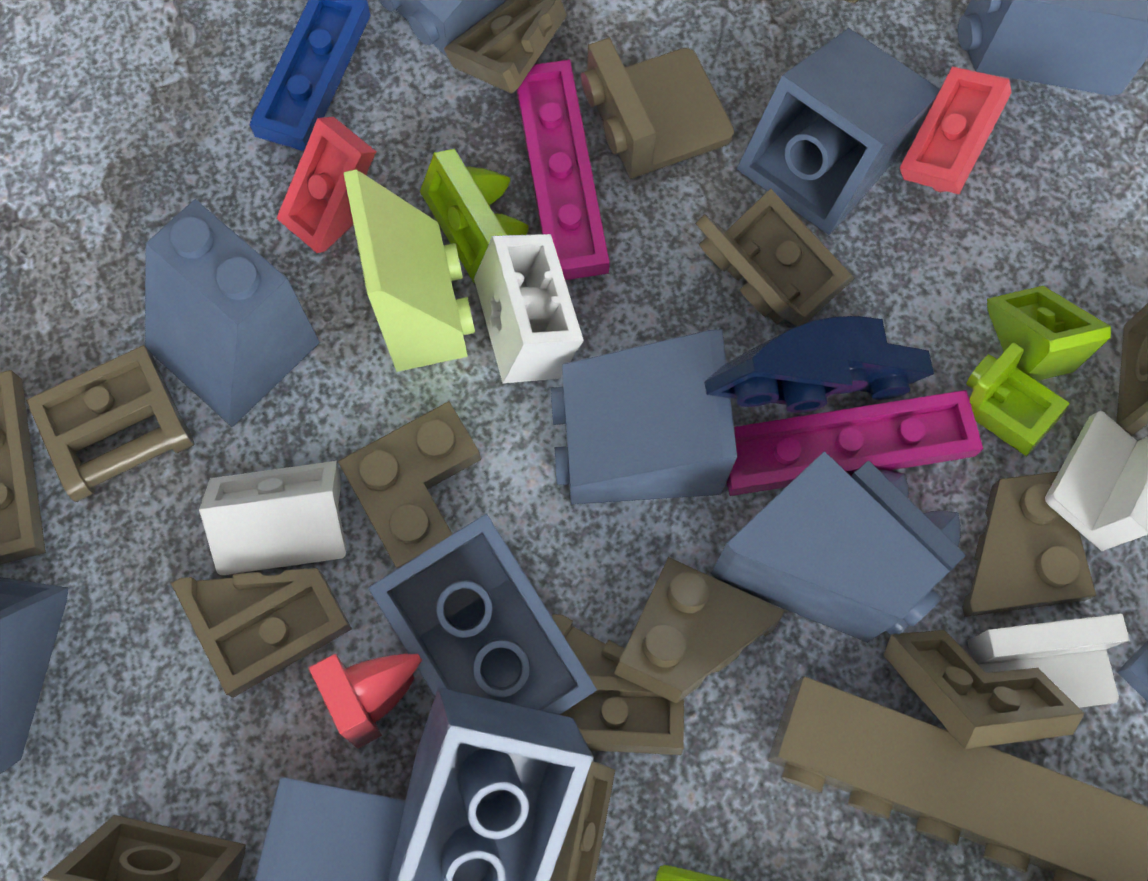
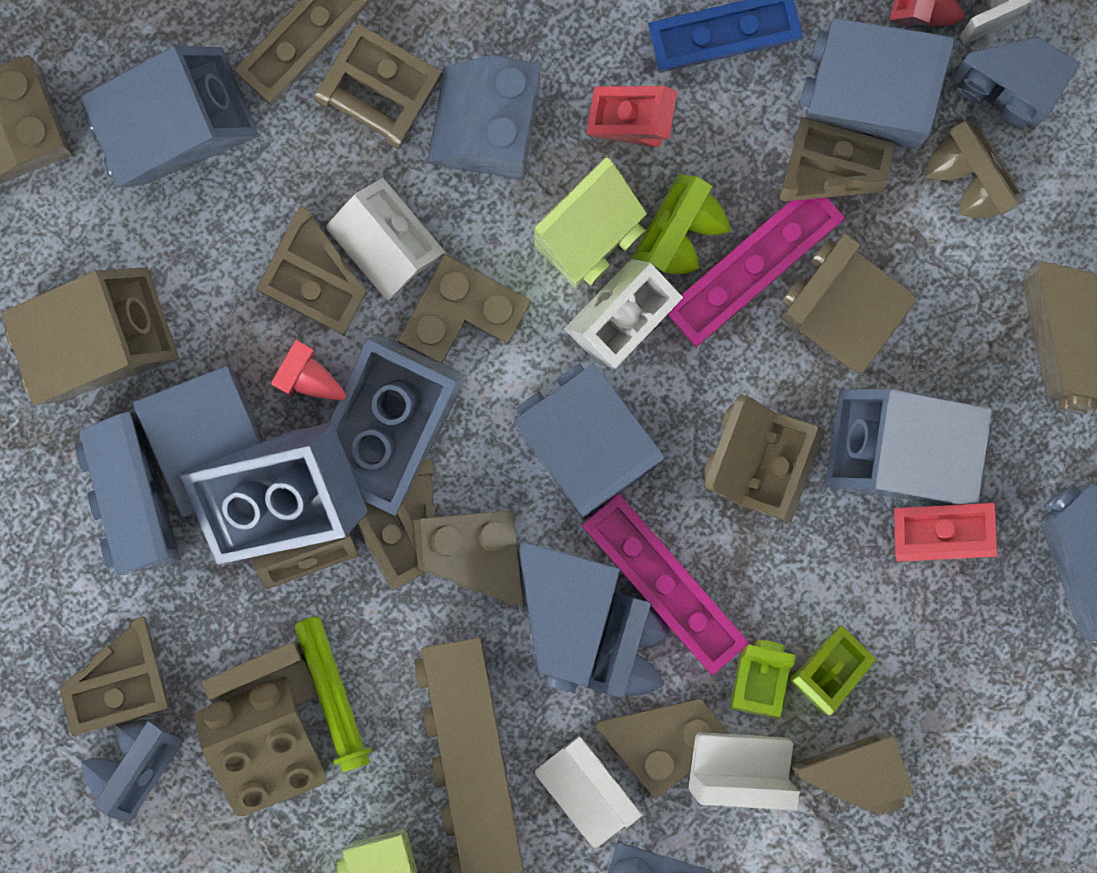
camera: 60 degrees right, 15 degrees up
(821, 361) = (685, 531): dark blue slope -> none
(979, 705) = (527, 752): dark tan plate -> none

